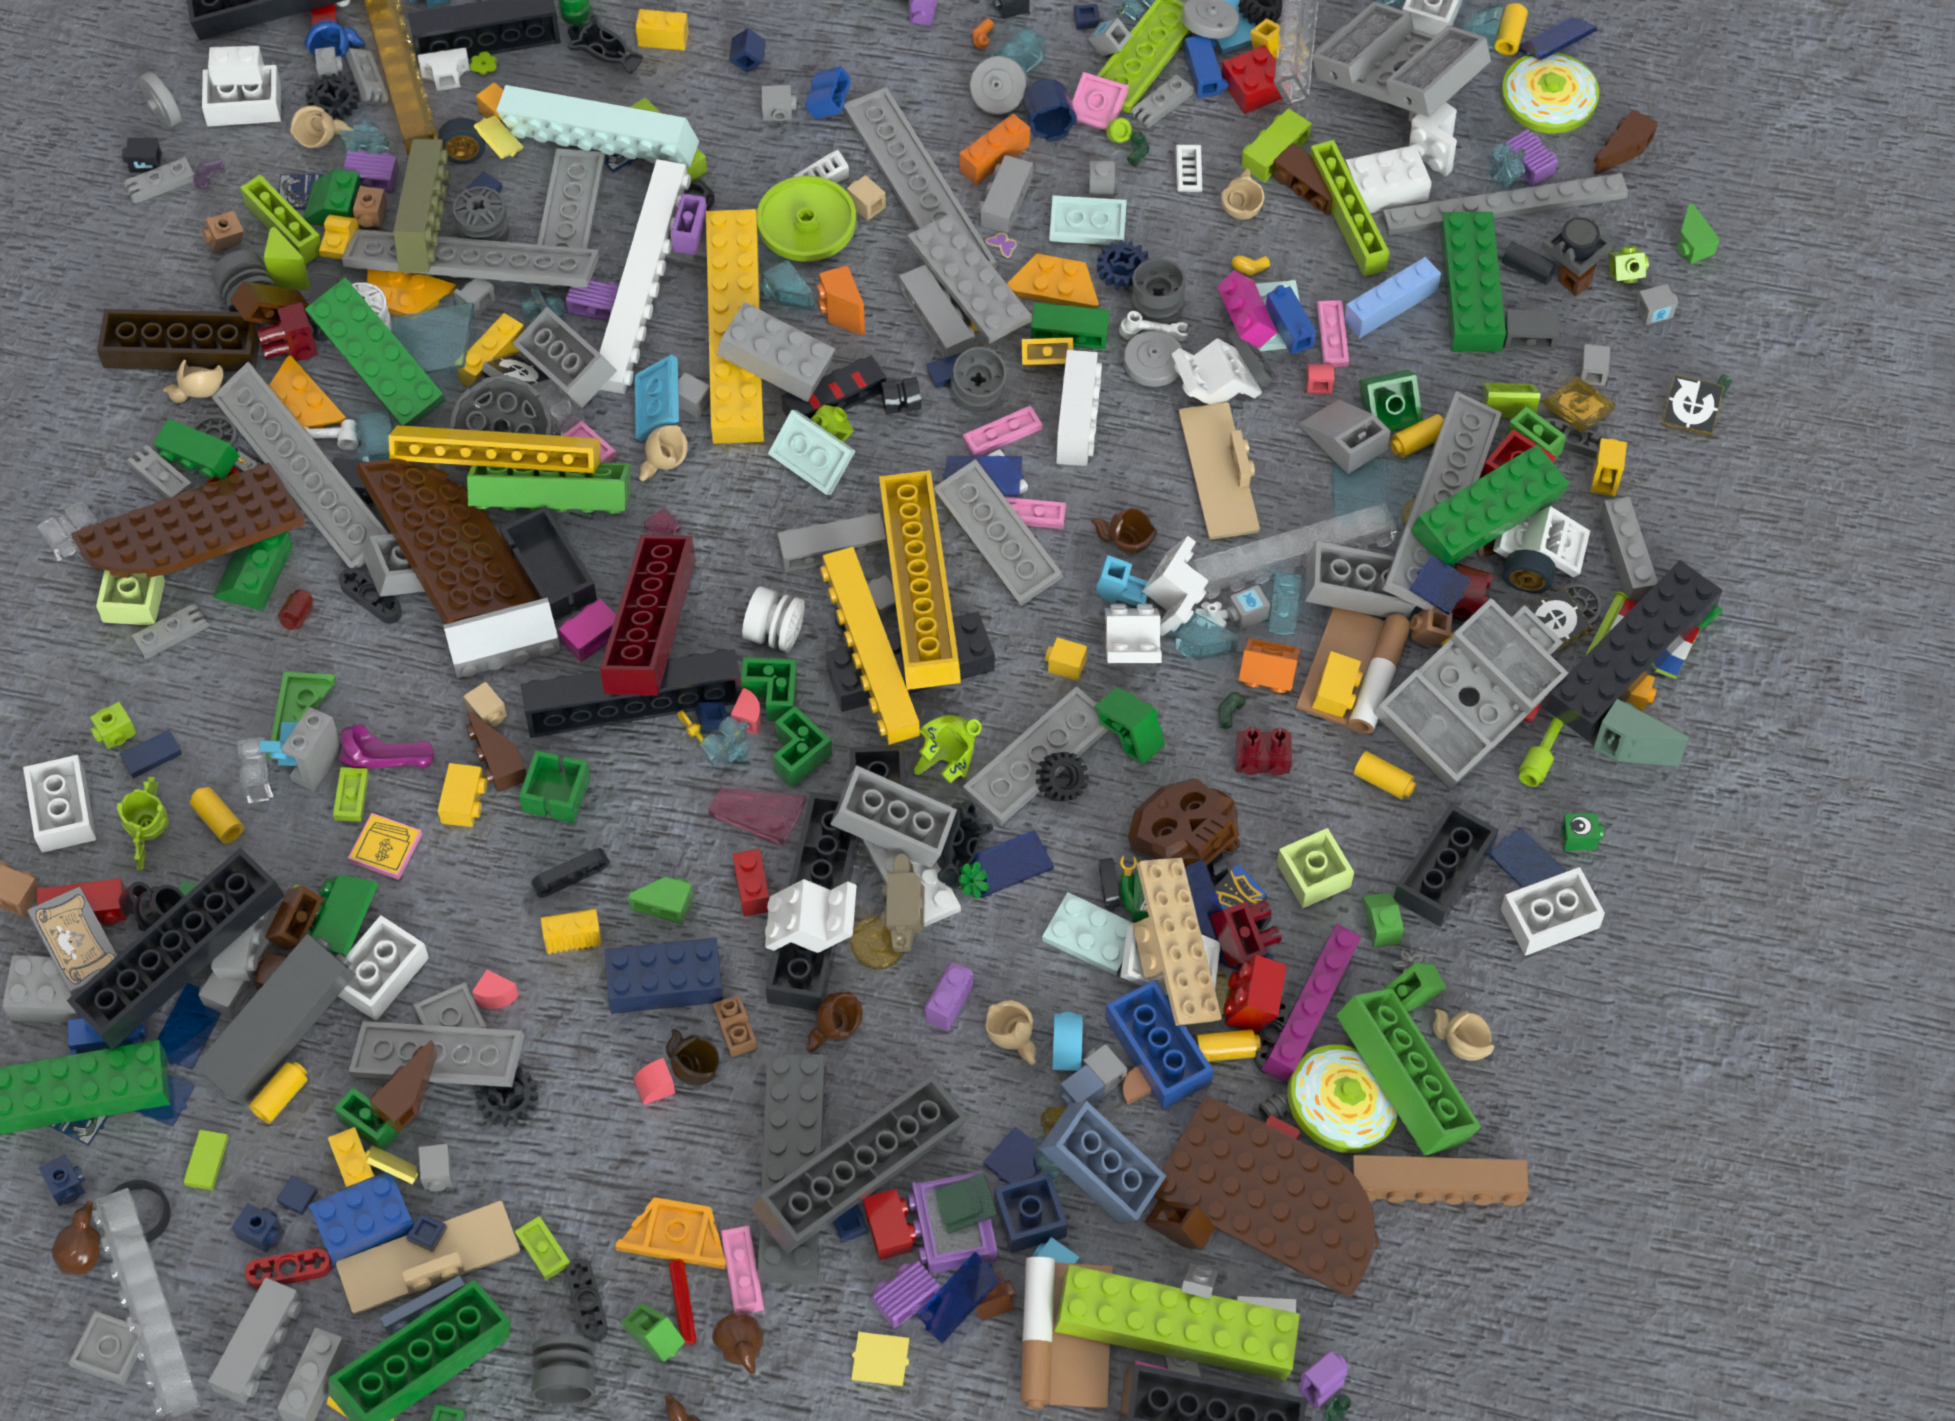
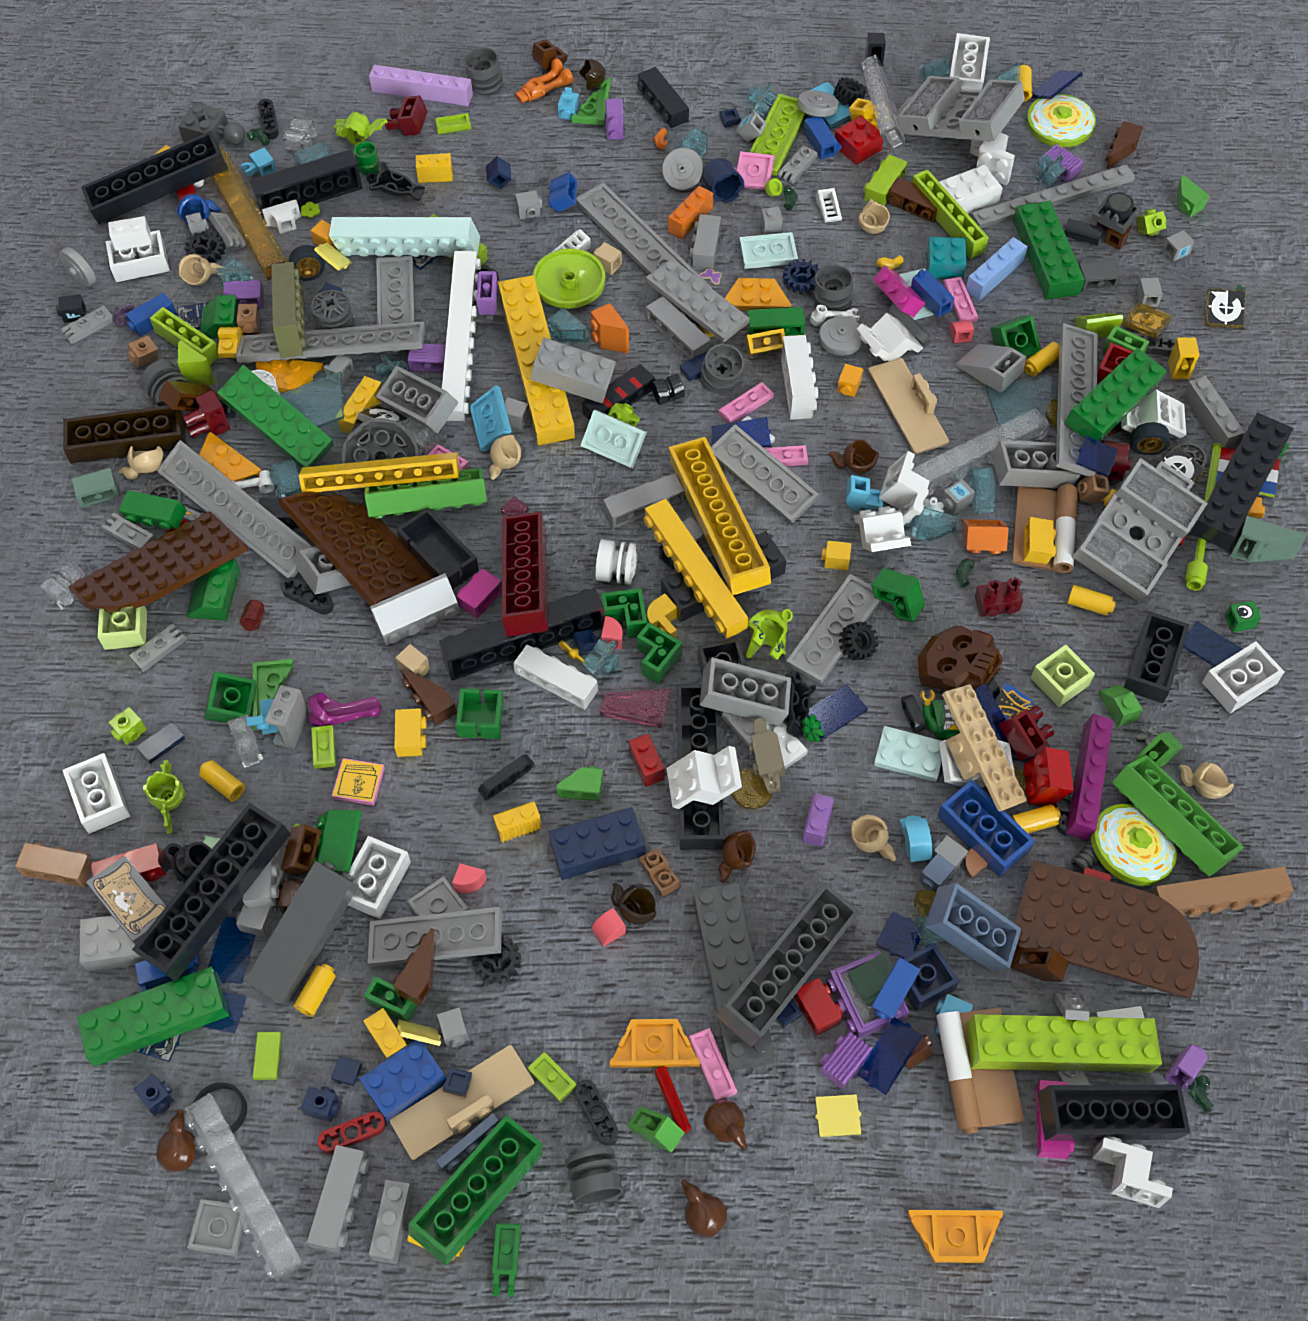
camera: 10 degrees left, 0 degrees up
(129, 406) = (95, 487): none -> sand green brick
(228, 181) = (139, 318): none -> blue brick
(245, 711) = (229, 697): none -> green slope
(663, 755) = (556, 677): none -> white brick
(815, 698) = (661, 613): none -> yellow brick
(981, 1217) = (895, 989): none -> blue brick
(1148, 423) = (850, 380): none -> light orange brick
(1327, 270) = (946, 257): none -> teal brick

